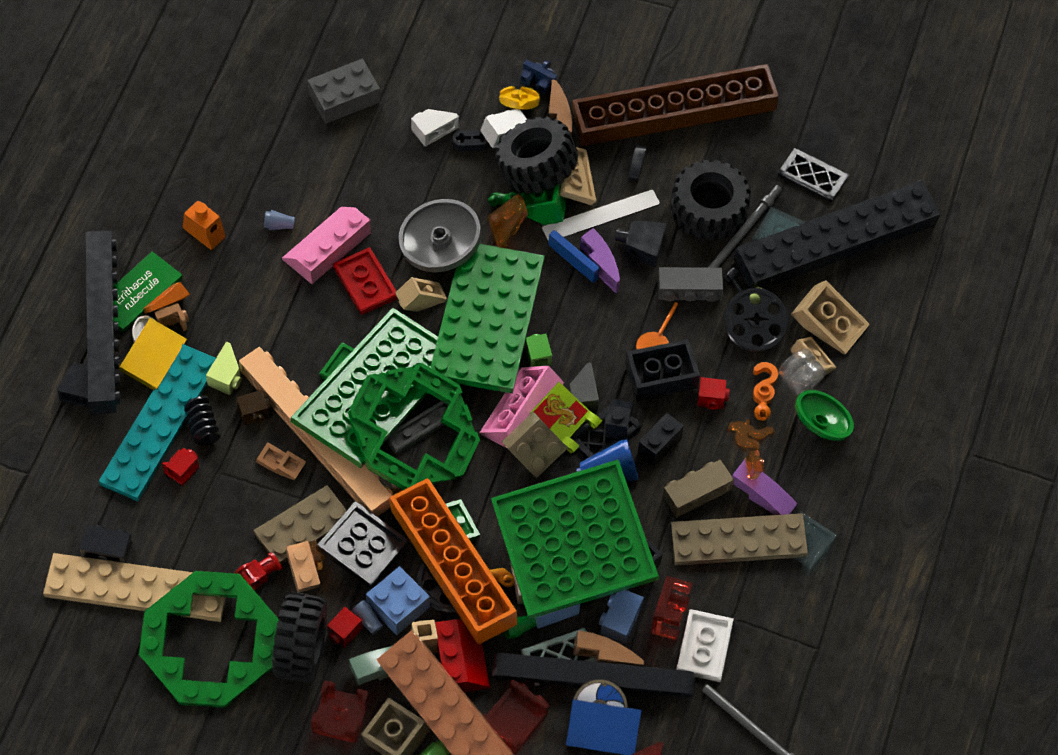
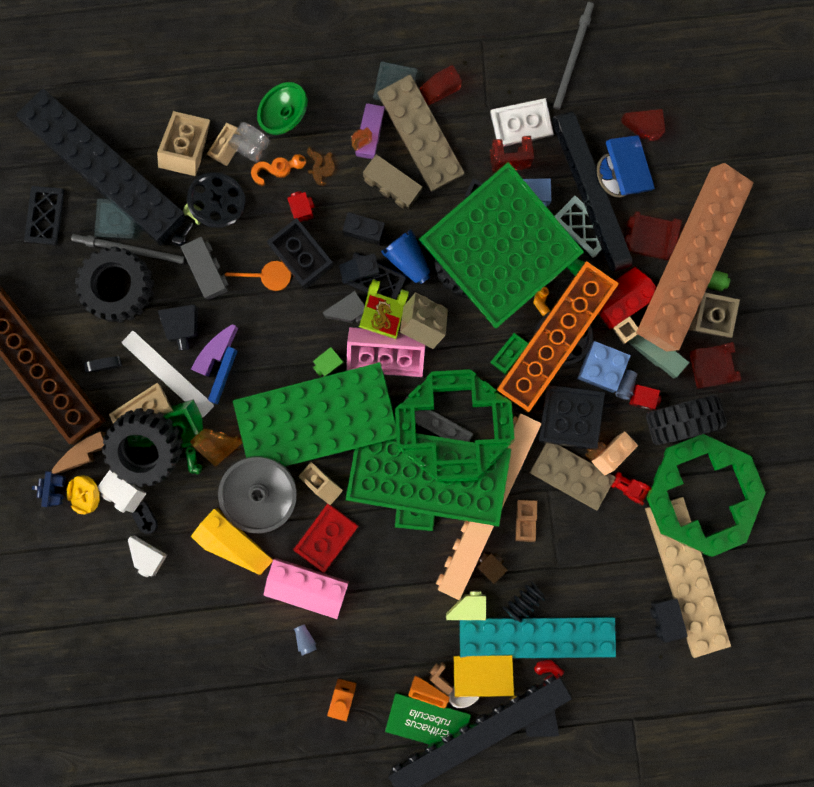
camera: 115 degrees left, 25 degrees up
(126, 418) = (548, 666): none -> red arm
(182, 466) = (570, 597): red window -> none
(343, 91) = (146, 651): dark grey brick -> none
(405, 199) = (231, 543): none -> yellow wedge
(604, 650) = (570, 190): medium nougat slope -> none
(782, 582) = (441, 85): none -> clear red slope

